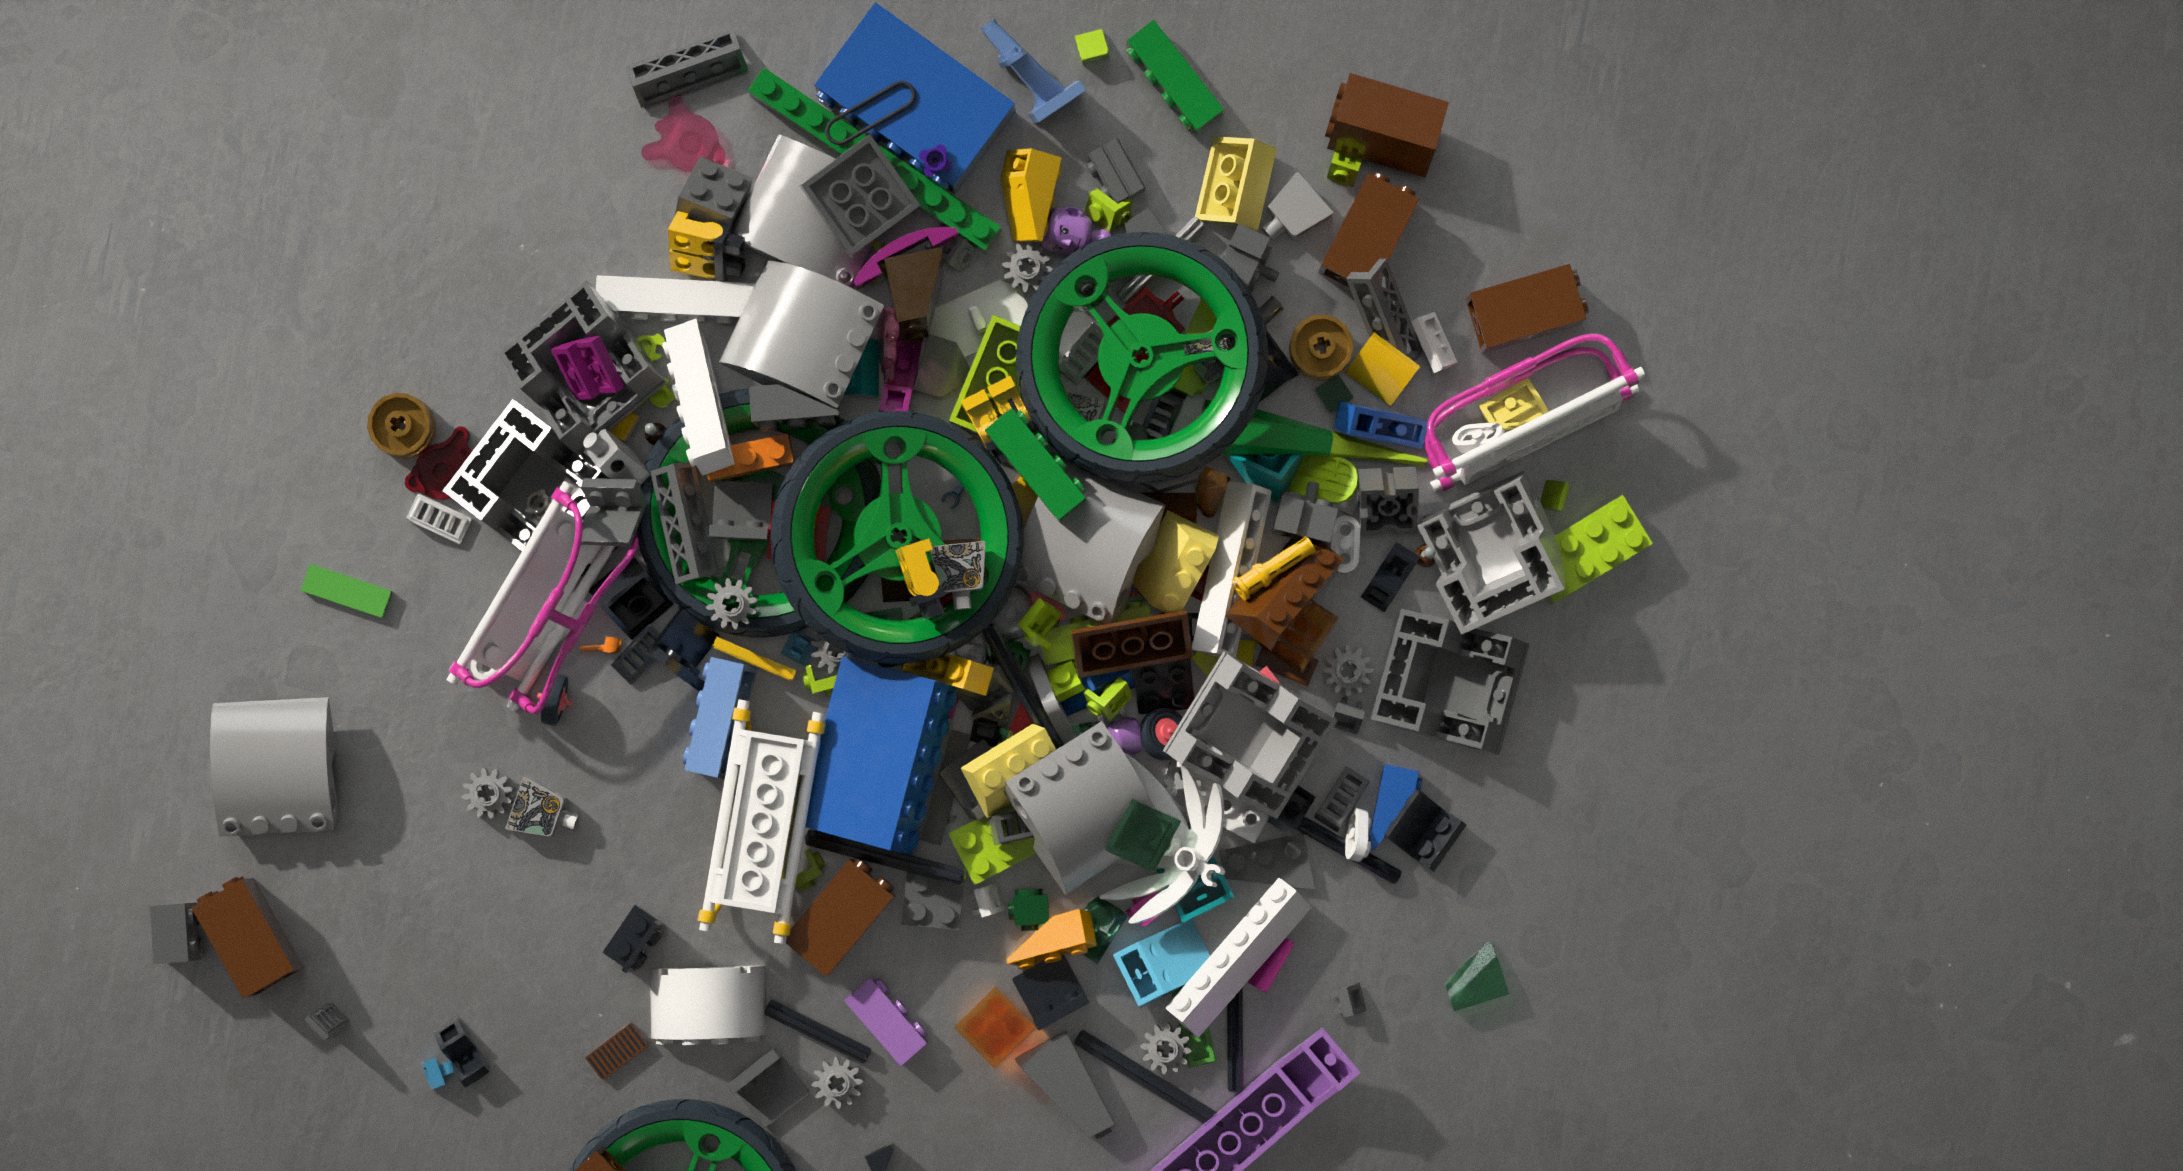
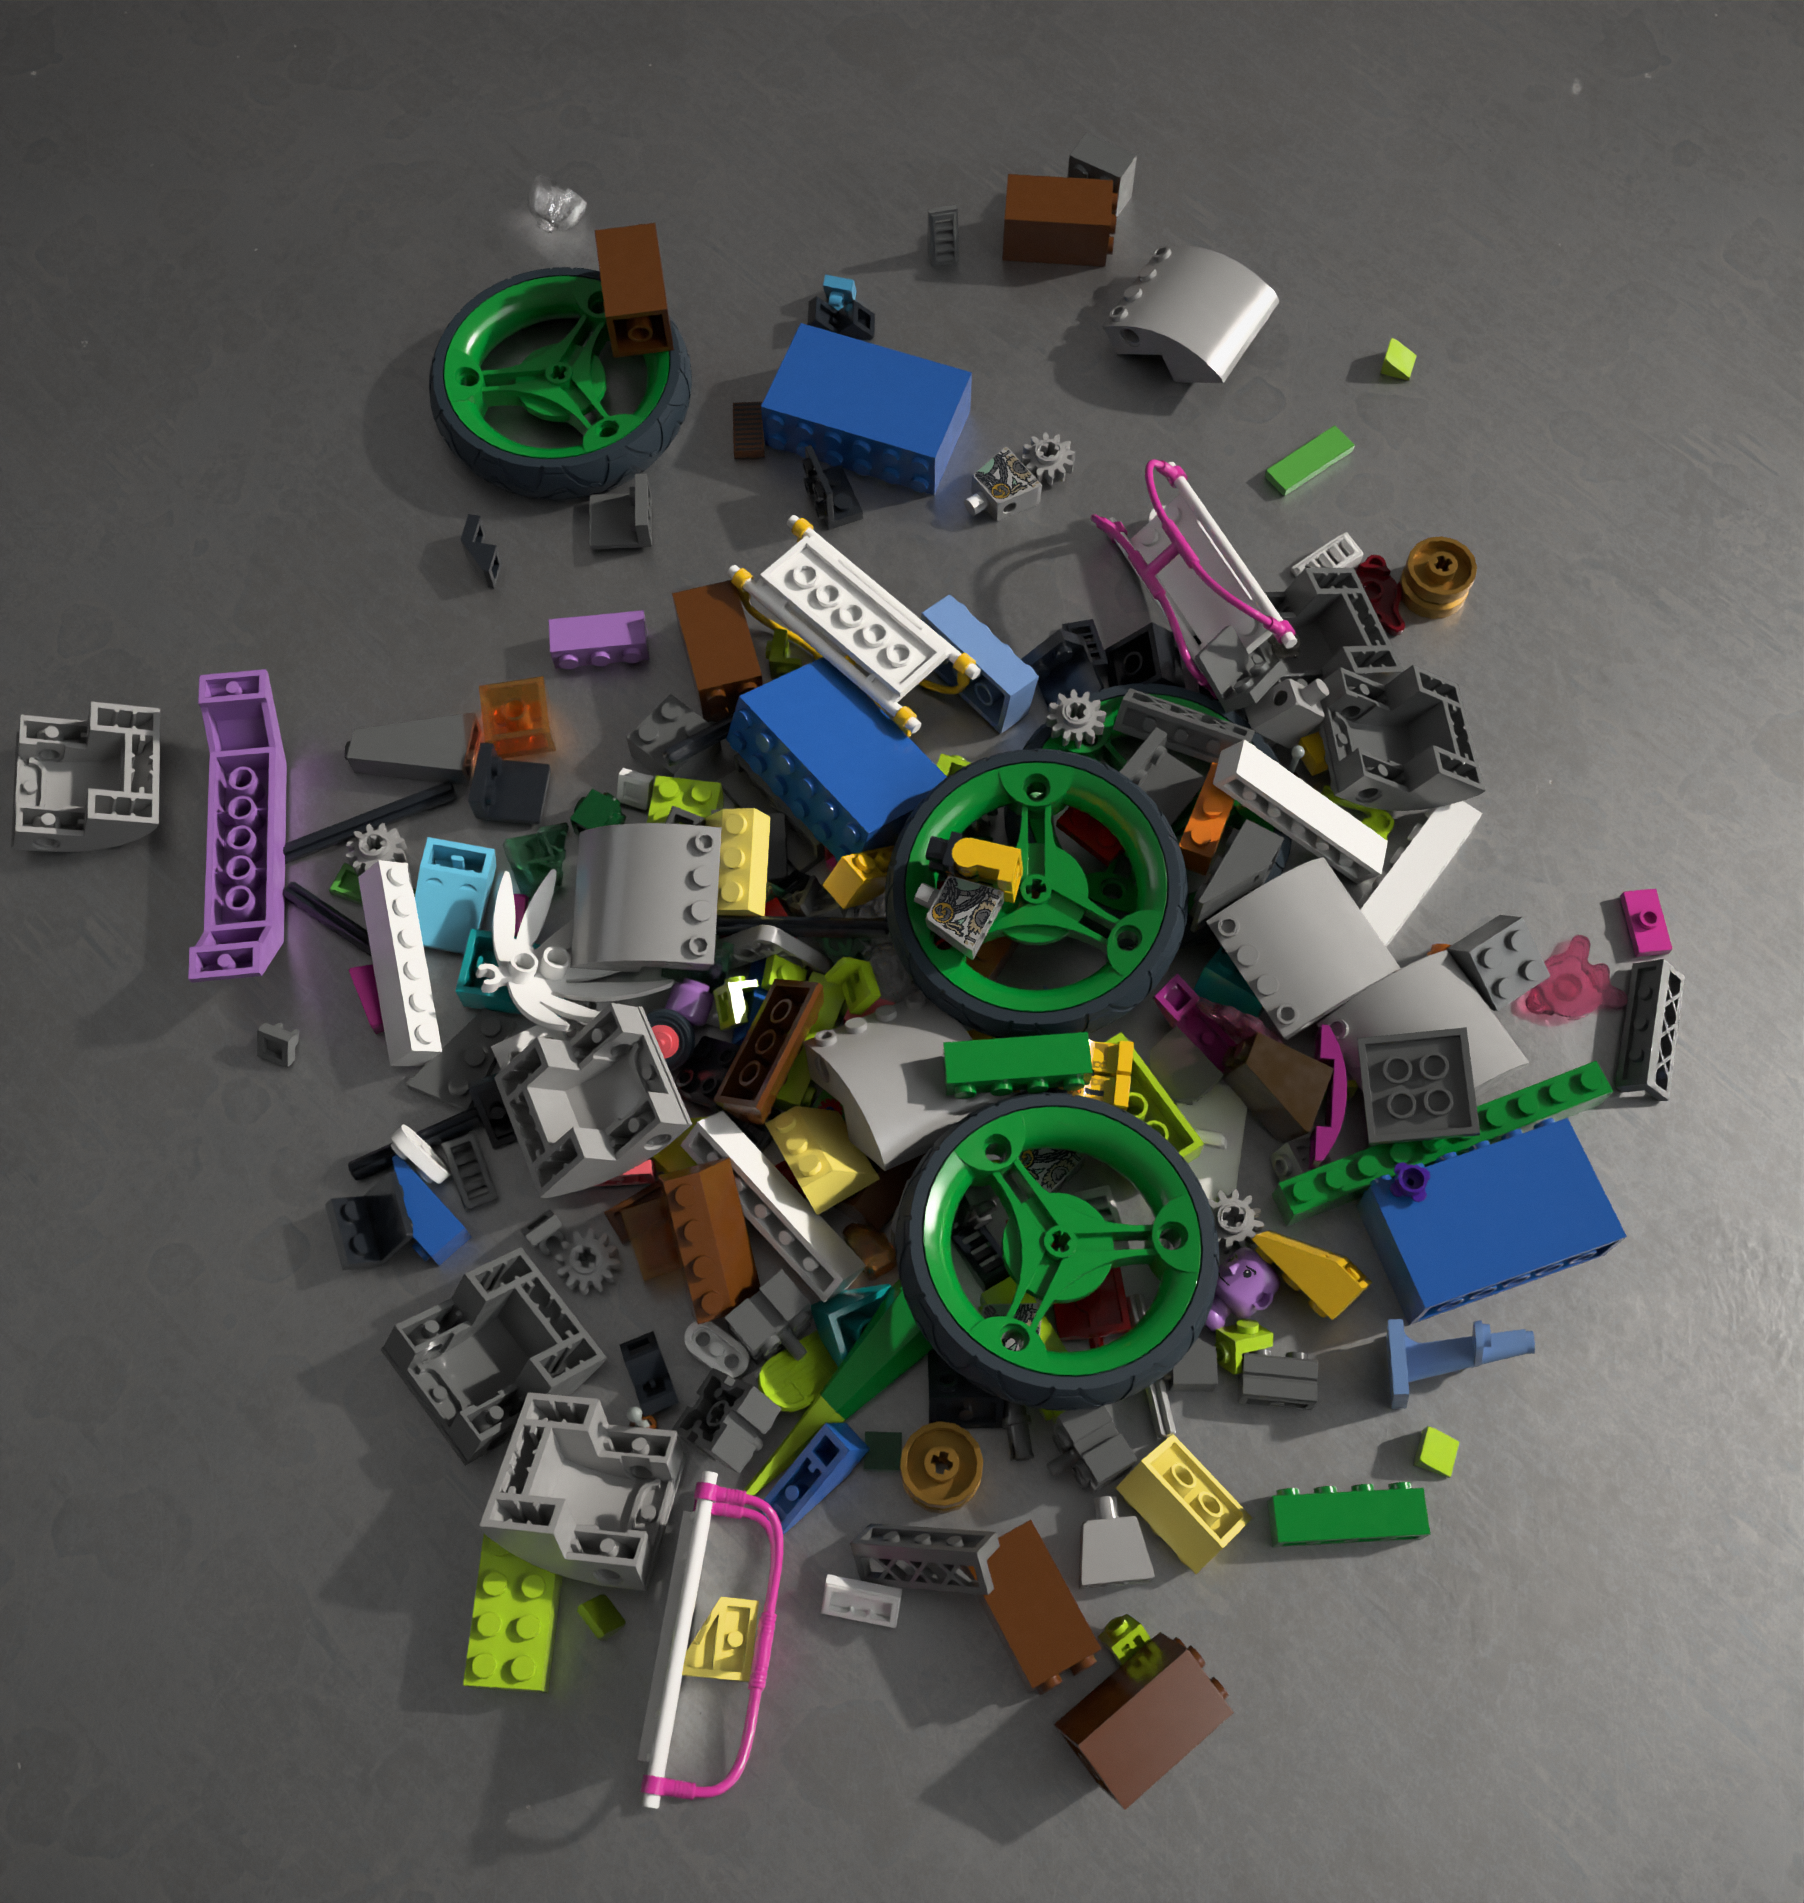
camera: 125 degrees right, 20 degrees down
(197, 578) = (1398, 361): none -> lime slope
(544, 961) = (867, 408): none -> blue brick
(556, 702) = (1093, 548): black wheel -> none
(587, 368) = (1396, 737): magenta slope -> none
(600, 115) = (1646, 922): none -> dark pink plate
(611, 645) = (1111, 629): orange hand -> none
(704, 248) = (1451, 918): yellow hips -> none
(708, 1004) = (723, 510): white cylinder -> none
(755, 659) = (1008, 733): yellow tile -> none
(817, 1031) = (636, 585): black axle -> none
(827, 129) = (1517, 1150): black piece -> none
(839, 1071) = (579, 570): light grey gear -> none
(1060, 935) = (550, 817): light orange slope -> none
(1143, 835) = (576, 934): clear green tile -> none
(1262, 574) = (741, 1222): yellow pin -> none
(1382, 369) = (872, 1518): yellow slope -> none
(1475, 435) = (722, 1573): white plate -> none
(1477, 980) = (192, 1177): clear green slope -> none
(1527, 308) = (824, 1734): reddish brown brick -> none

